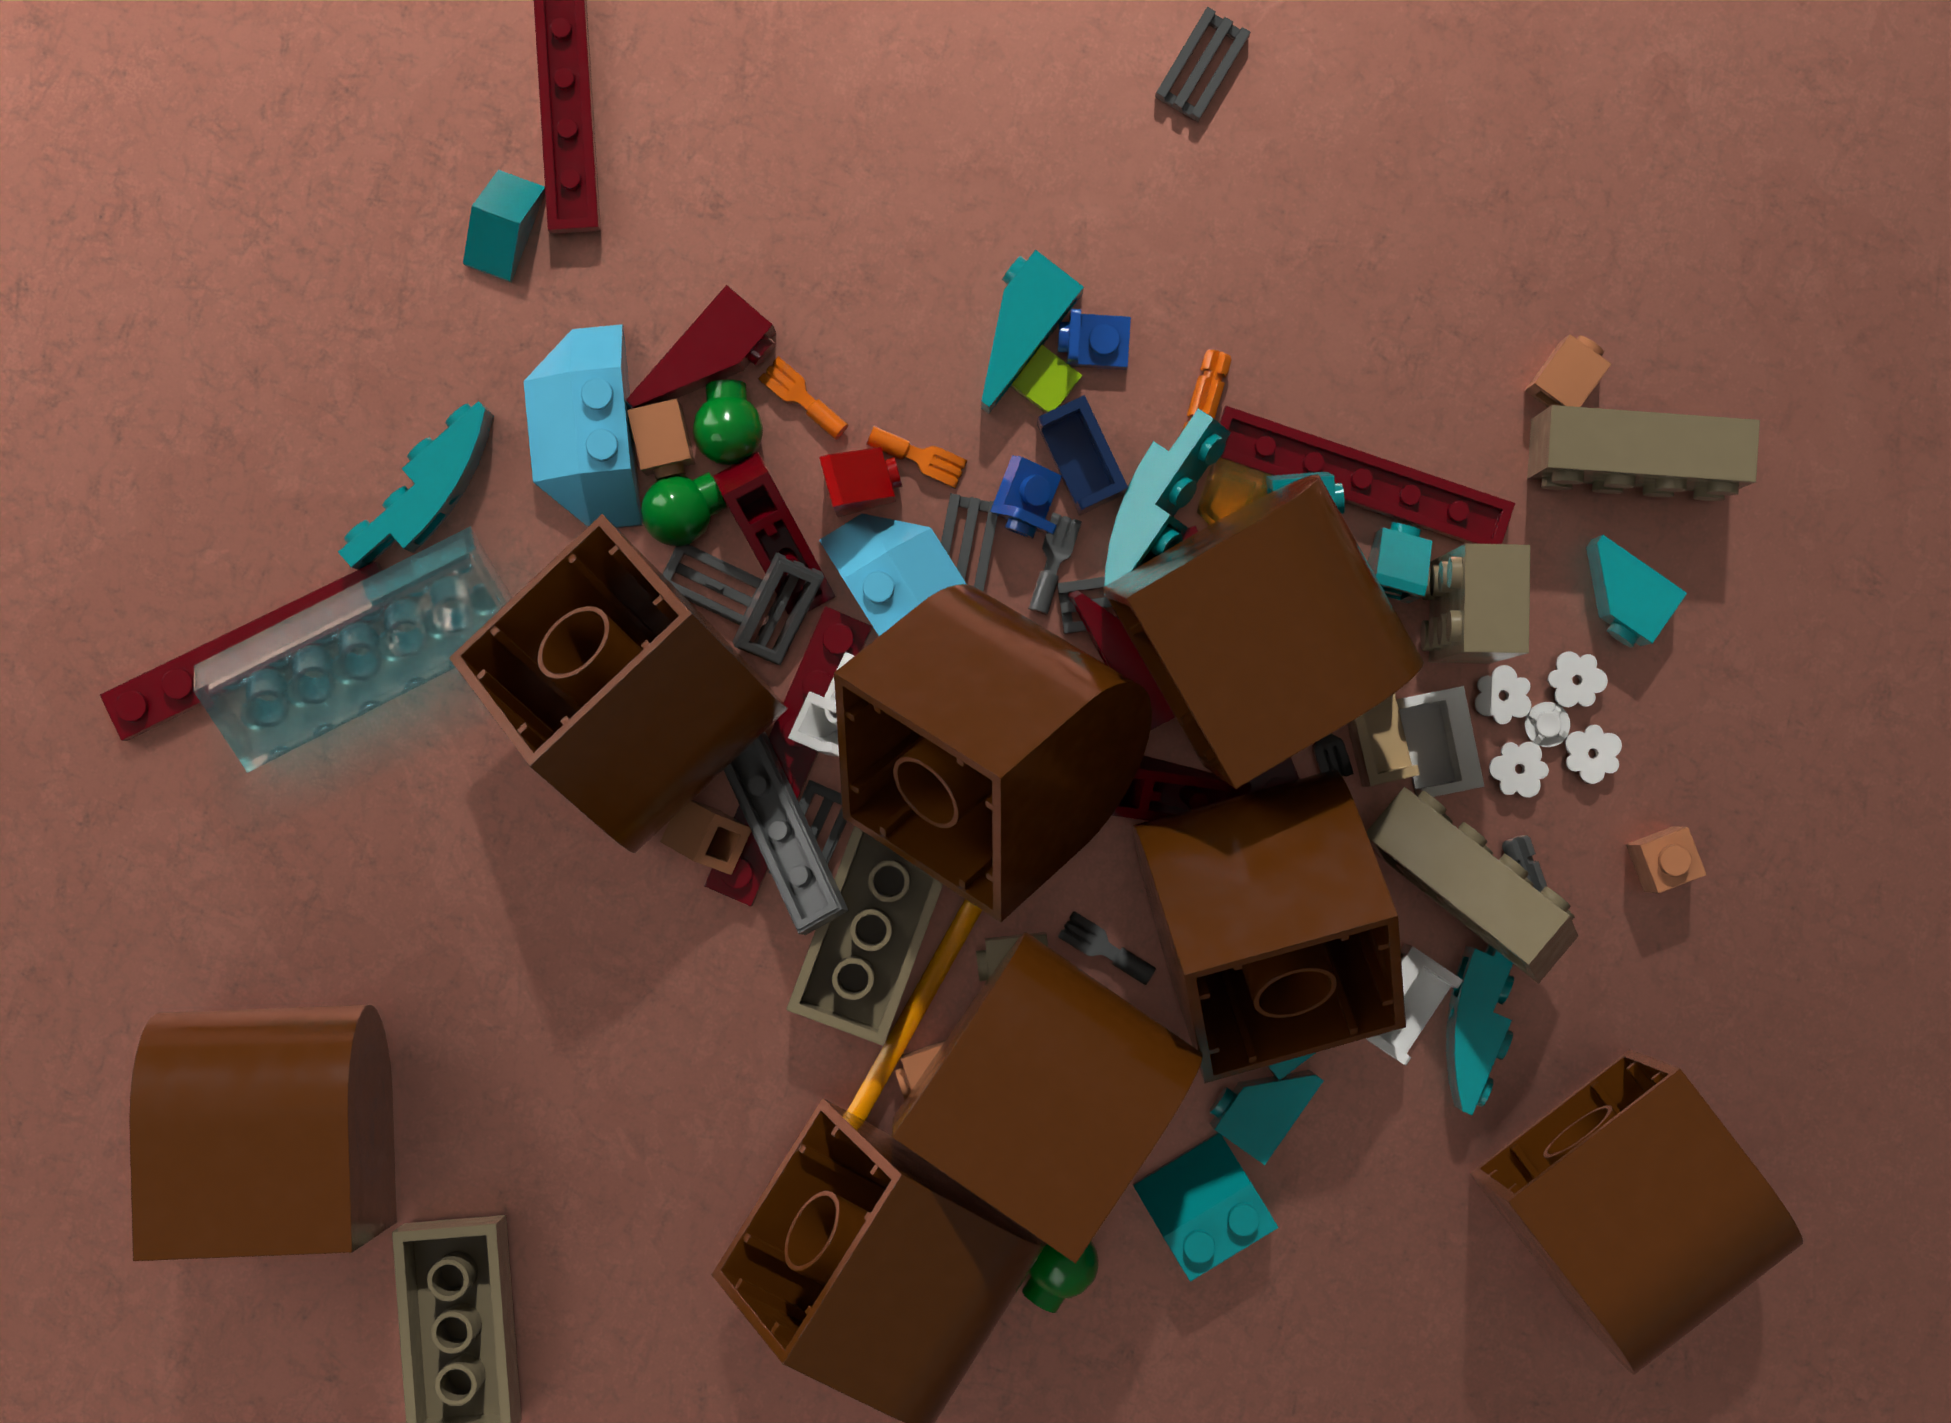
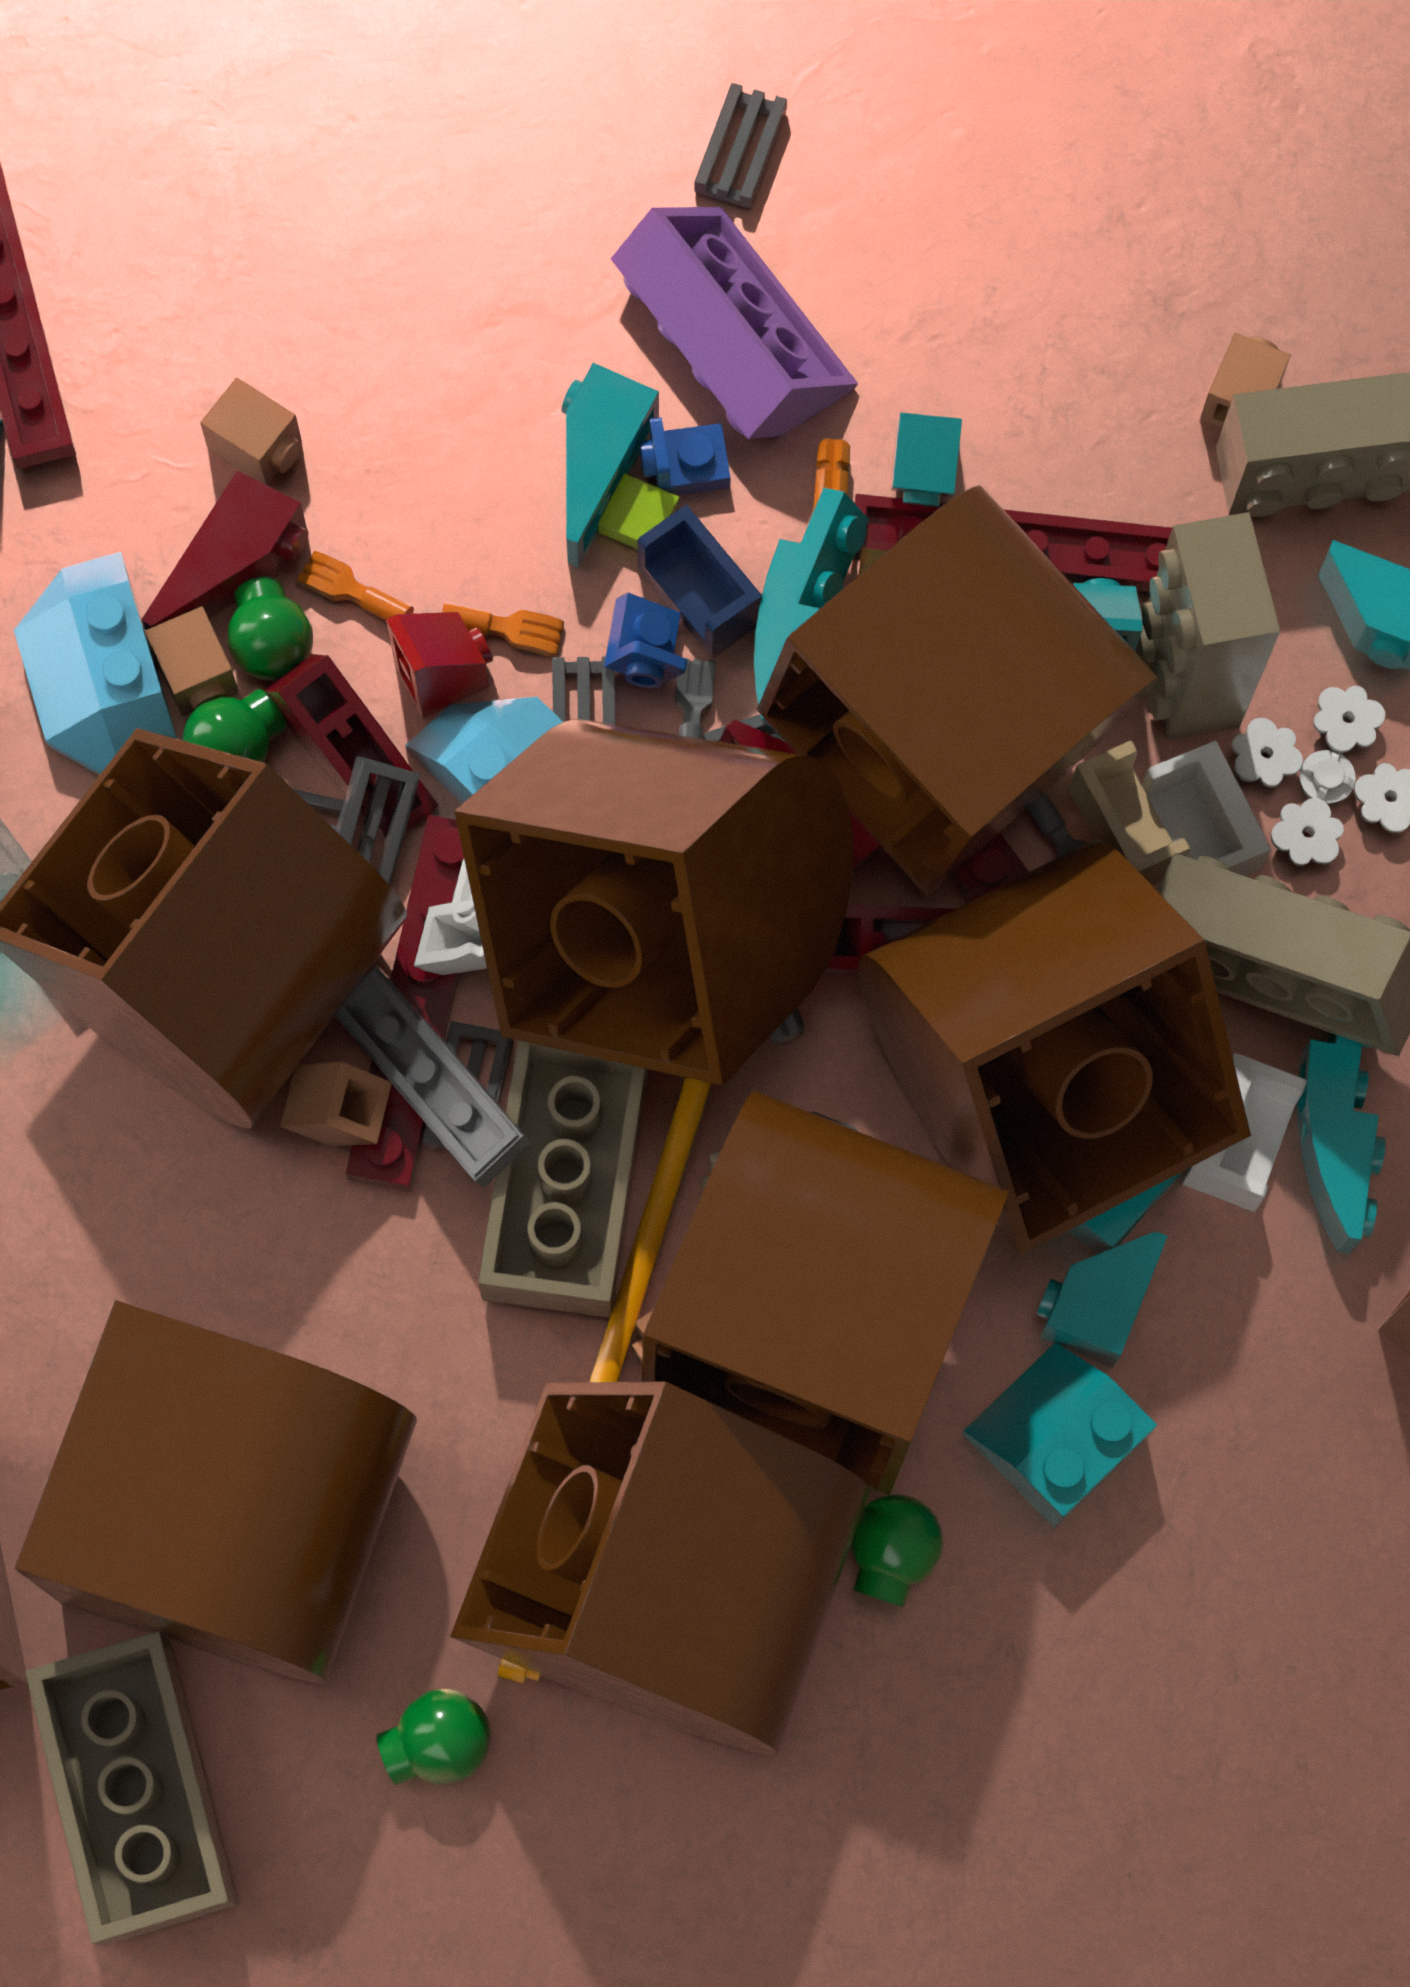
camera: 10 degrees left, 15 degrees down
(556, 1148) = (217, 1494): none -> reddish brown brick
(689, 1335) = (437, 1739): none -> green piece
(747, 246) = (252, 432): none -> nougat brick
(1160, 226) = (731, 319): none -> medium lavender slope
(1289, 390) = (925, 458): none -> teal slope

